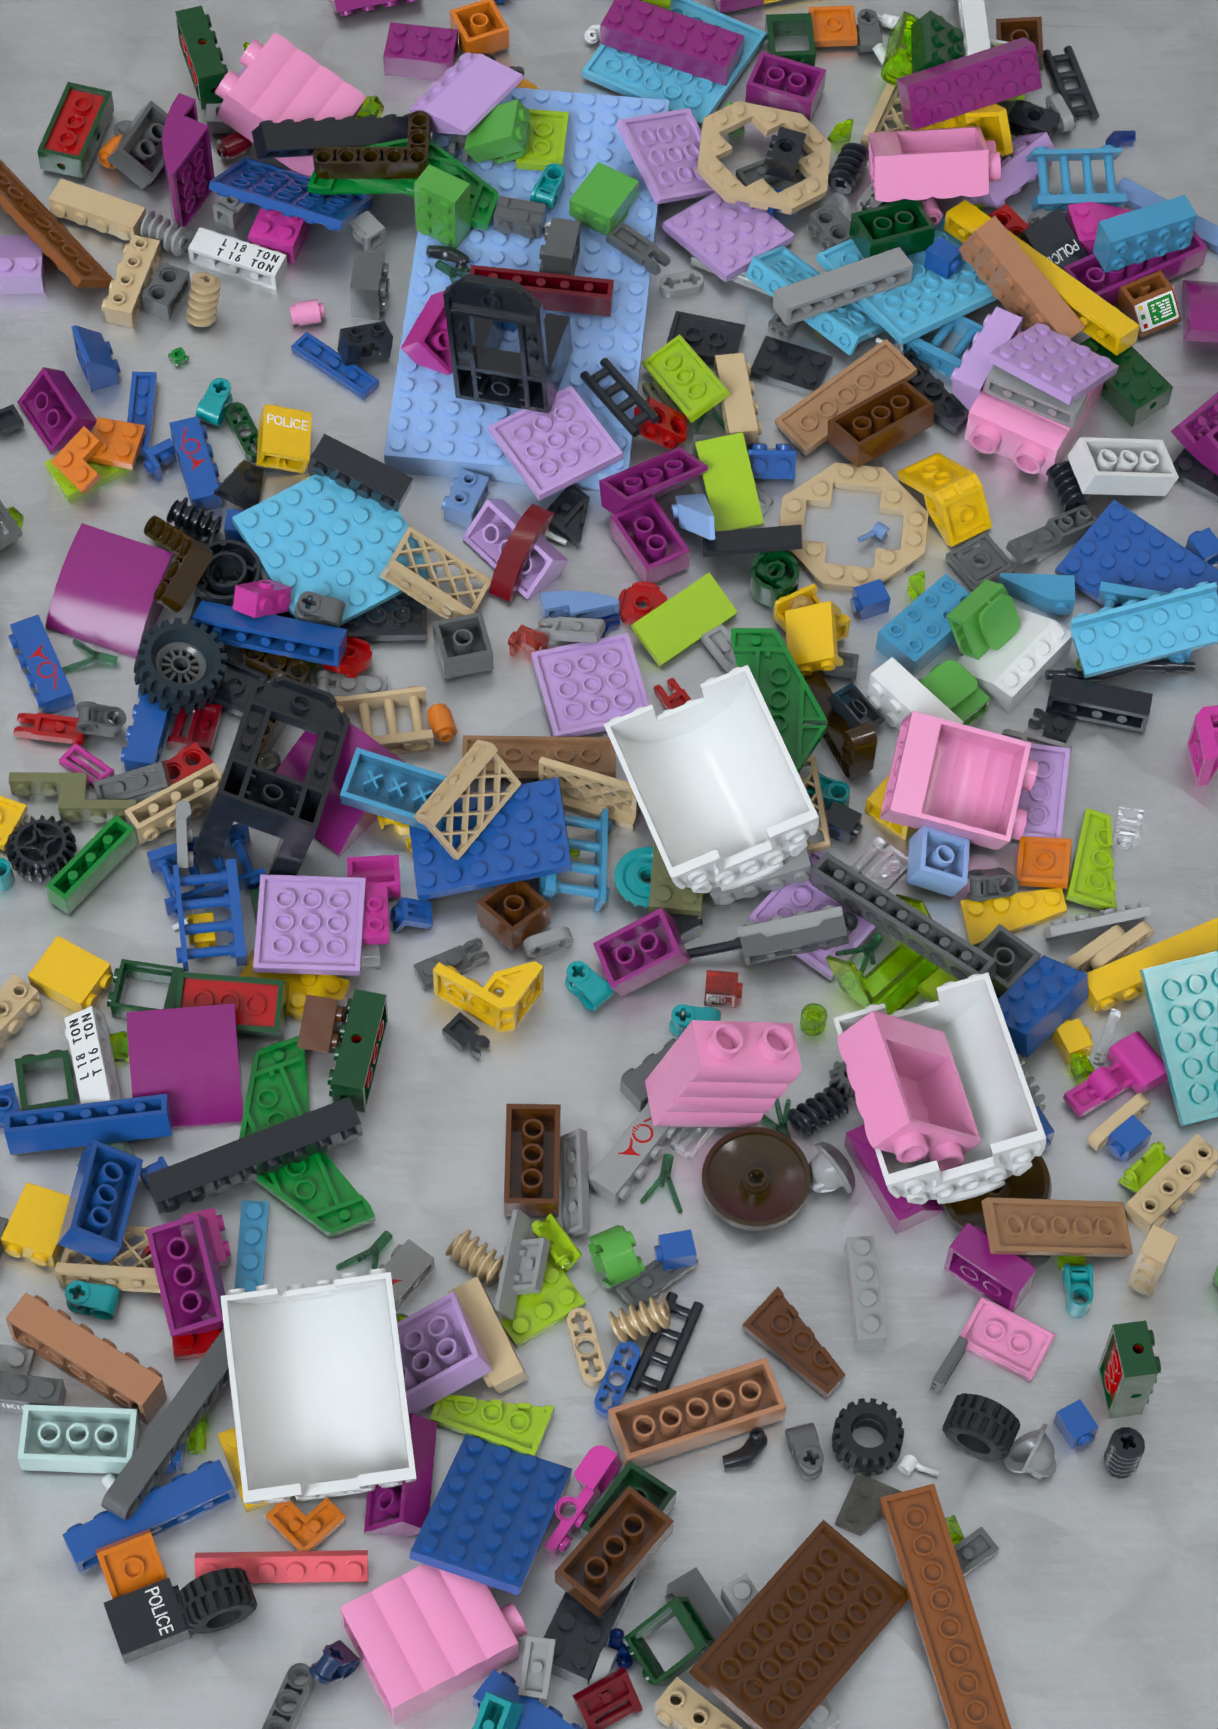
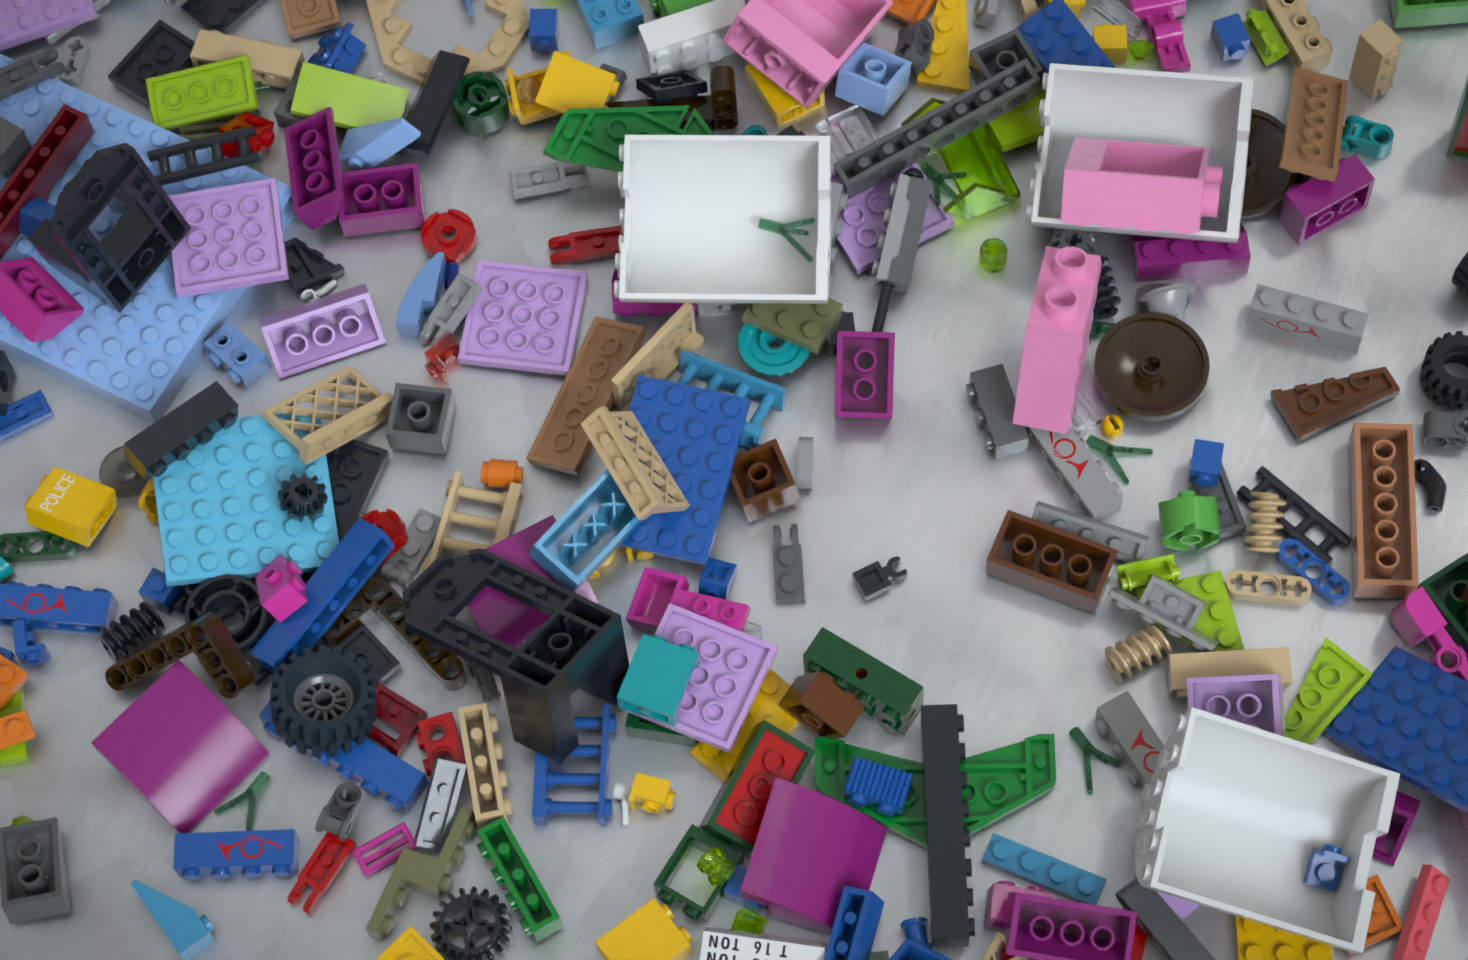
camera: 60 degrees left, 5 degrees up
(149, 994) = (716, 866): none -> clear neon green wheel
(184, 836) = (538, 770): light grey hinge -> none
(232, 924) = (635, 746): blue fence -> none
(242, 485) = (109, 569): black wing -> none
(269, 1093) = (877, 786): none -> blue brick
(289, 887) = (657, 679): none -> teal panel
(321, 610) = (322, 537): dark grey piece -> none
(330, 1466) = (1325, 867): none -> blue bracket
(350, 574) = (300, 507): none -> black gear
(498, 1010) = (860, 536): yellow bracket -> none
(517, 551) = (337, 322): dark red slope -> none
(587, 985) = (872, 443): teal piece -> none
(683, 619) = (486, 203): lime tile -> none
(691, 1013) = (954, 361): teal piece -> none
(693, 1175) = (1107, 428): none -> yellow hinge
(722, 989) = (926, 323): clear red brick -> none
(742, 833) = (785, 229): none -> clear green plant
(949, 1365) = (1406, 275): dark grey tile -> none
(1007, 1339) = (1392, 220): bright pink tile -> none
(1135, 1106) = (1208, 39): tan beam -> none

